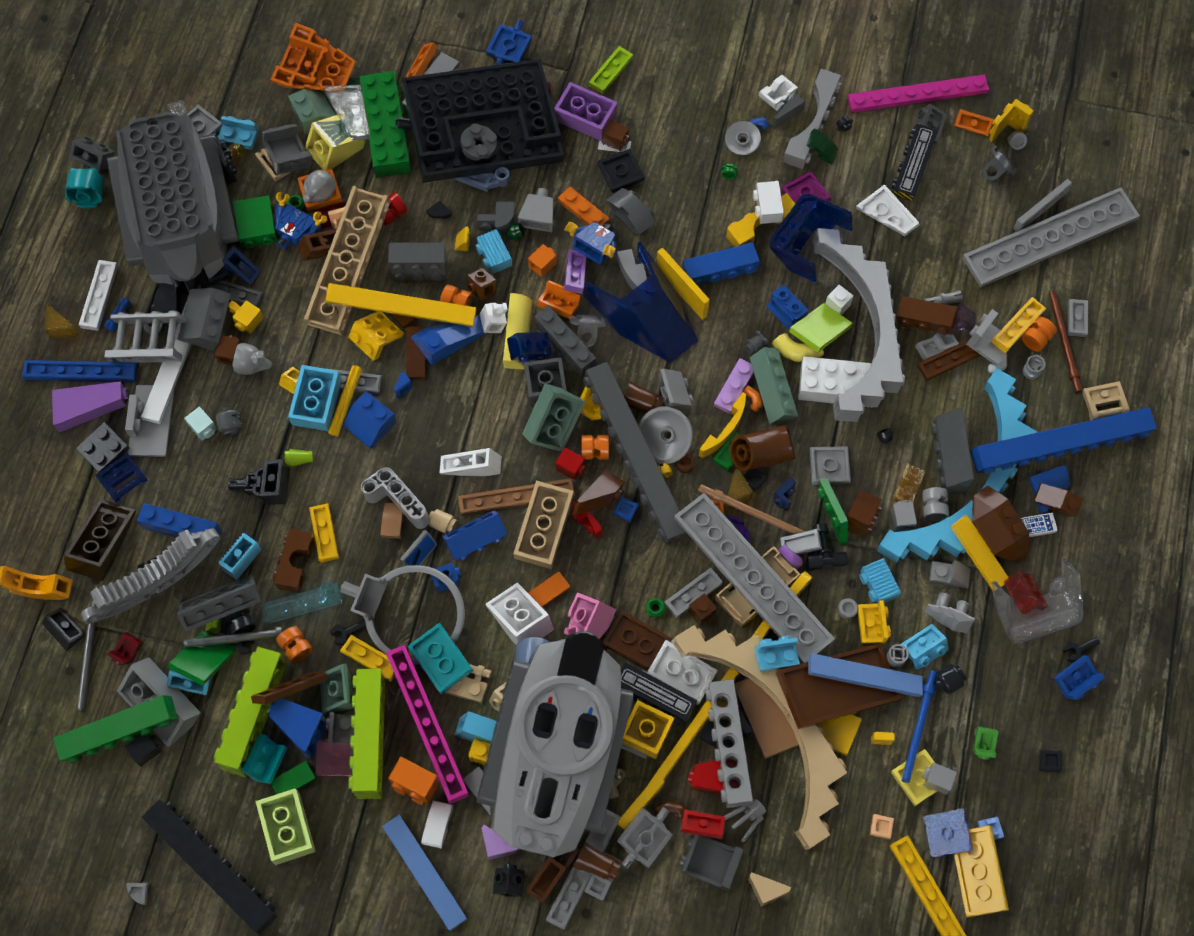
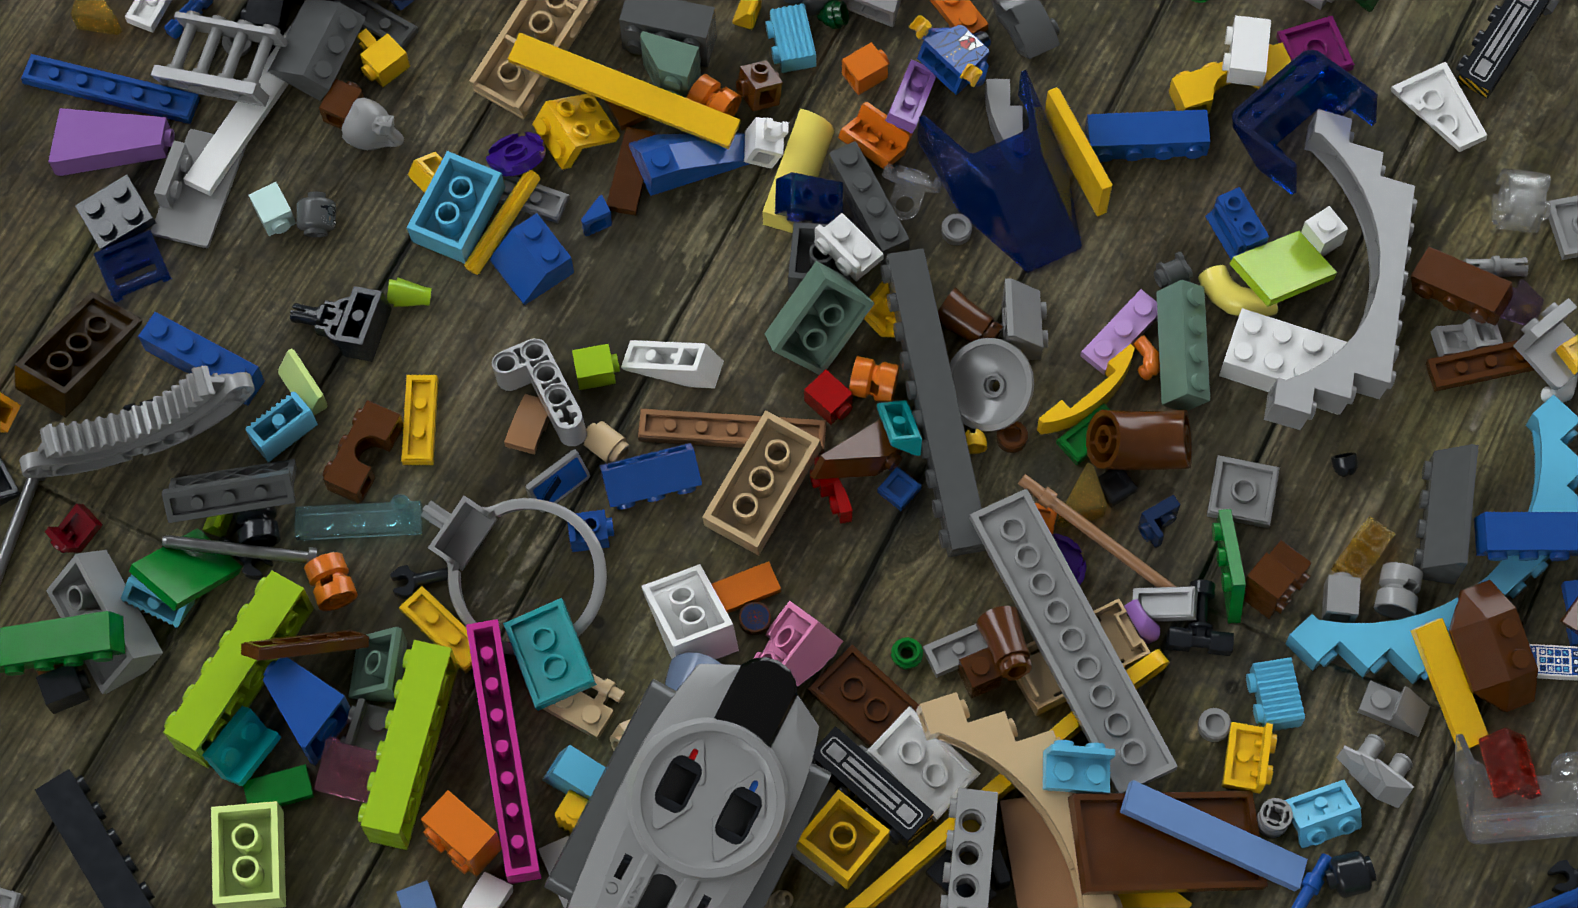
camera: 15 degrees right, 0 degrees up
(244, 525) = (300, 381): none -> yellowish green slope
(343, 357) = (516, 154): none -> dark purple tile
(424, 282) = (670, 63): none -> sand green slope
(424, 476) = (595, 366): none -> lime brick
(558, 607) = (755, 618): none -> tile
(560, 370) = (848, 247): none -> white bracket
(618, 472) = (900, 426): none -> teal slope
(621, 345) = (956, 229): none -> light grey tile
(714, 587) = (1005, 641): none -> reddish brown plant
(948, 257) = (1521, 200): none -> clear brick

